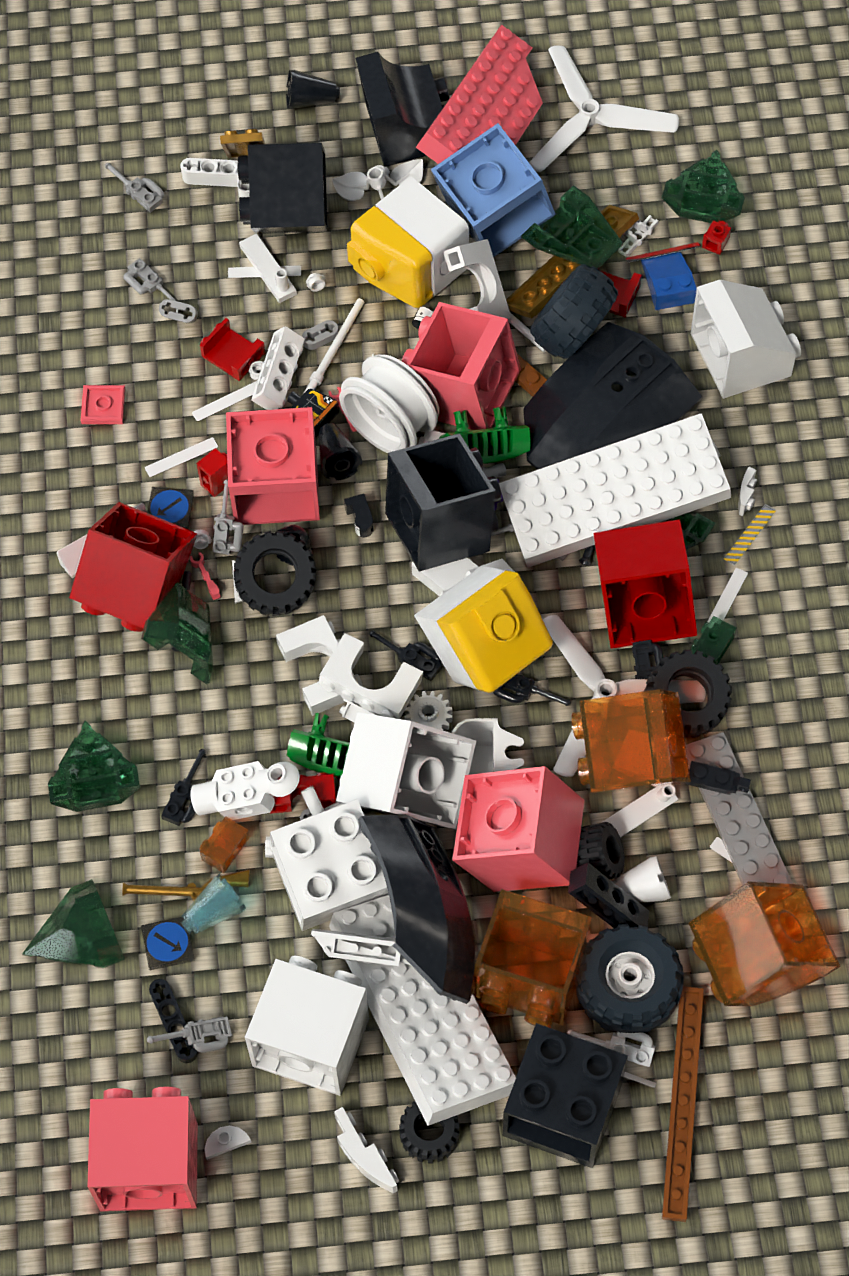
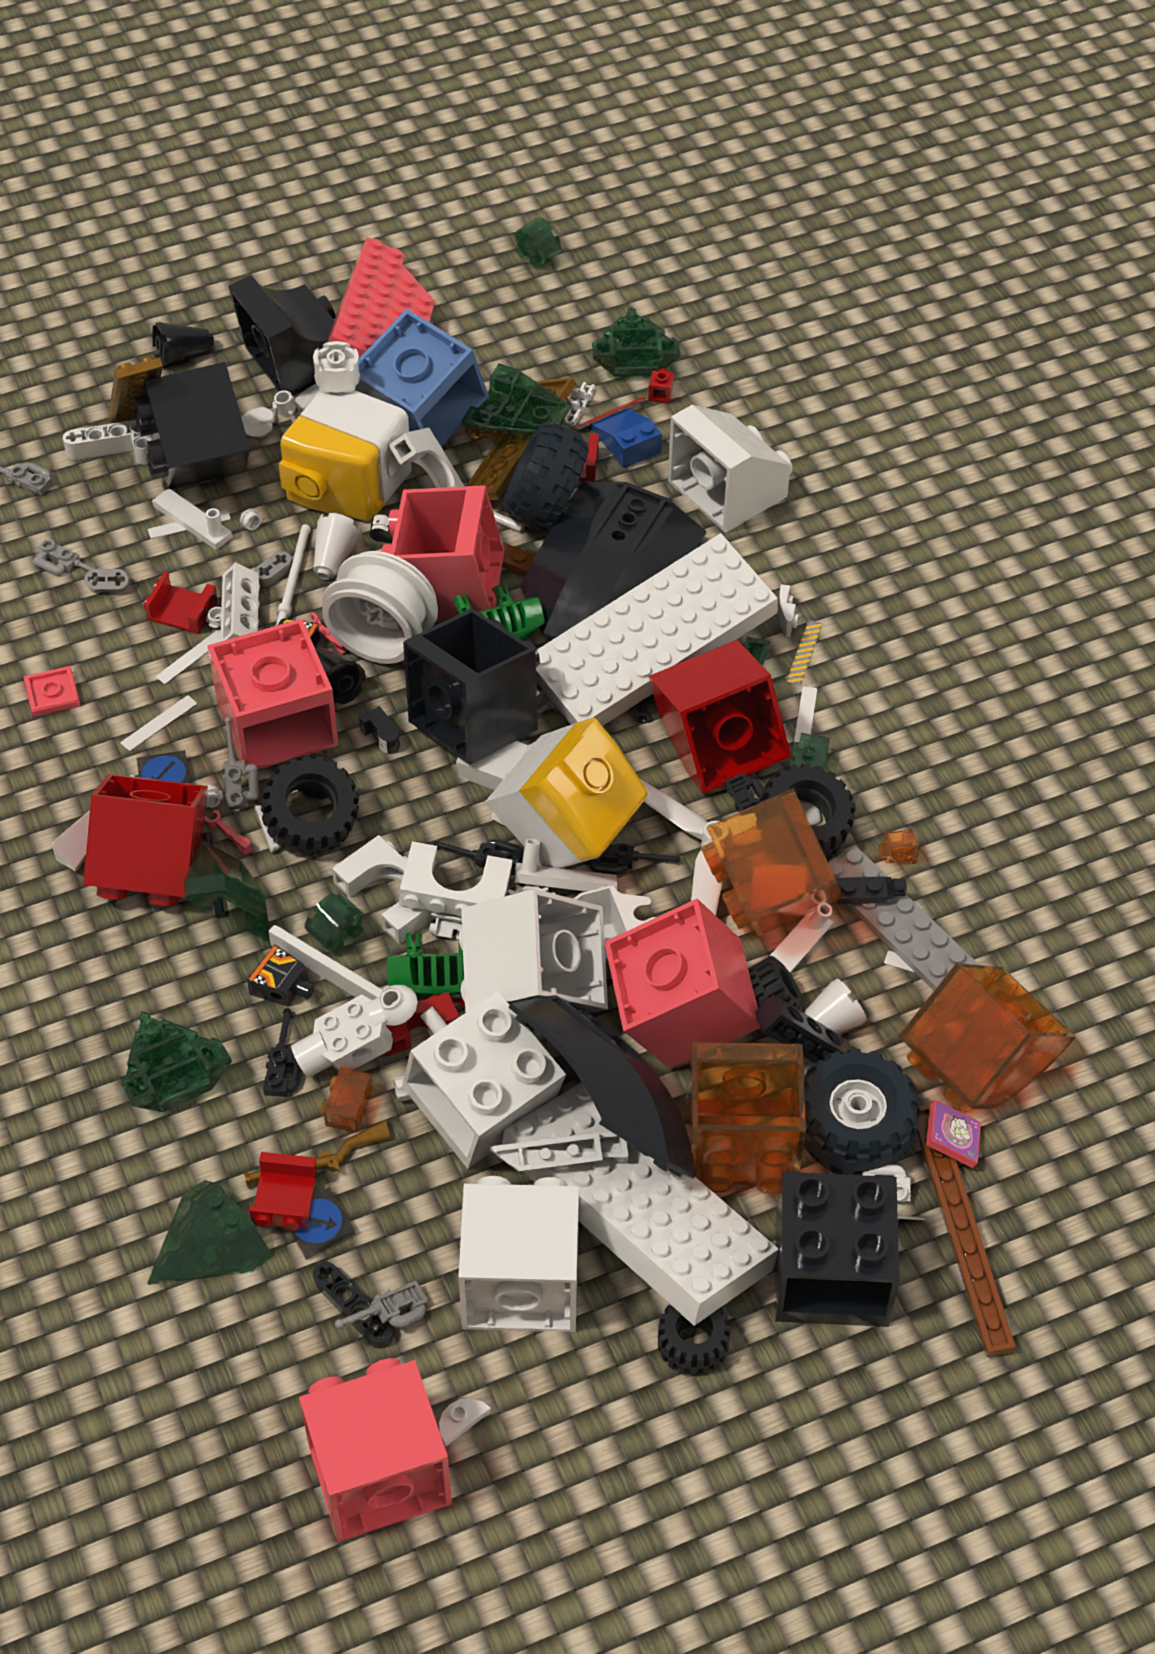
camera: 20 degrees left, 10 degrees down
(147, 911) = (284, 1191): none -> red panel
(204, 721) = (279, 978): none -> black torso
(212, 906) = (359, 1165): clear light blue cone -> none
(213, 471) = (205, 724): red brick -> none
(244, 720) = (323, 965): none -> white tile
(263, 684) = (335, 922): none -> clear green brick
(367, 1160) = (635, 1390): white slope -> none
(376, 327) = (334, 543): none -> white cone
(418, 168) = (336, 367): none -> white brick
(462, 695) = (530, 873): none -> white piece
(593, 113) = (489, 302): white piece -> none
(655, 61) = (537, 242): none -> clear green brick
(705, 1020) = (953, 1133): none -> tile
(760, 745) = (899, 847): none -> clear orange brick

